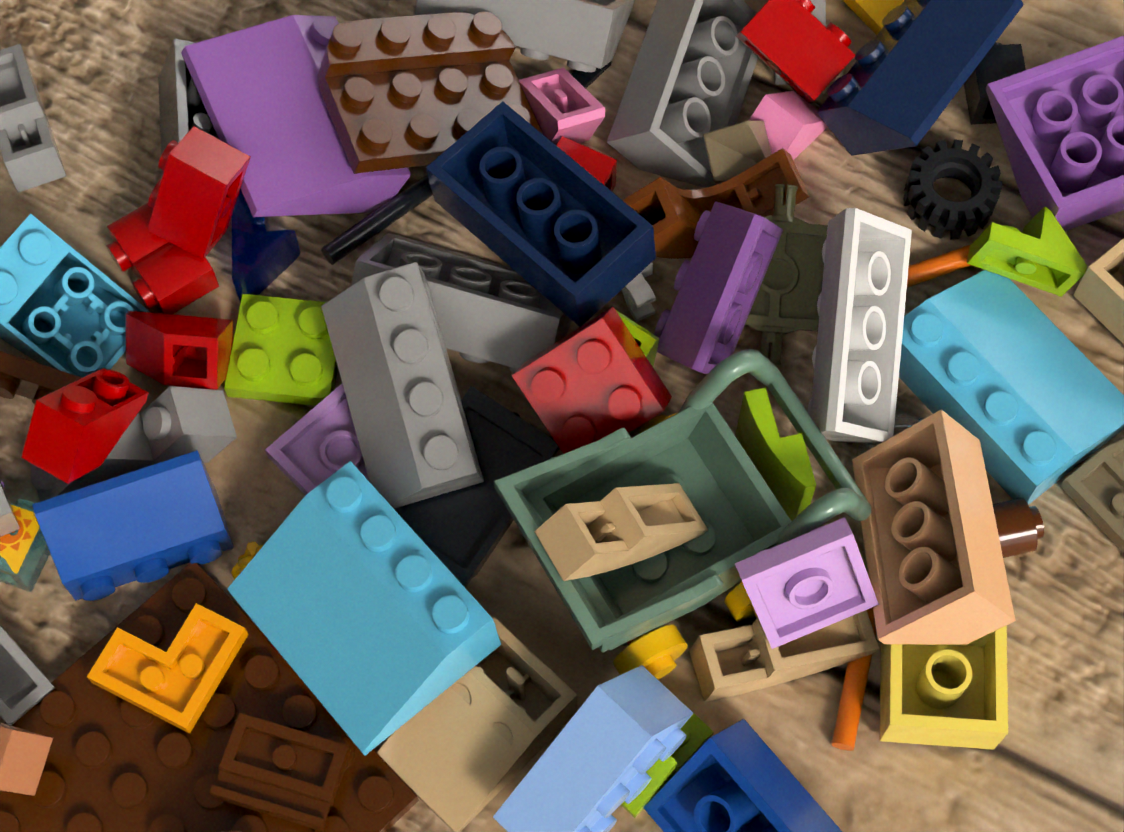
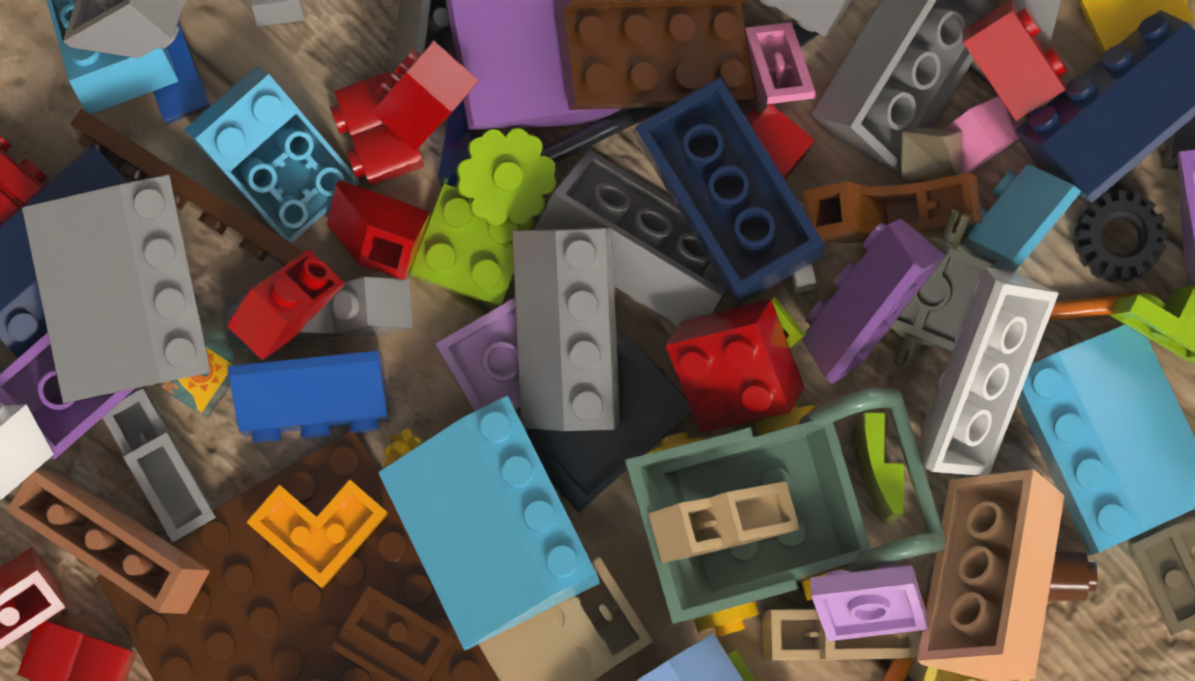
camera: 10 degrees right, 15 degrees up
(302, 261) = (505, 176): none -> lime plant
(850, 174) = (1020, 217): none -> medium azure slope

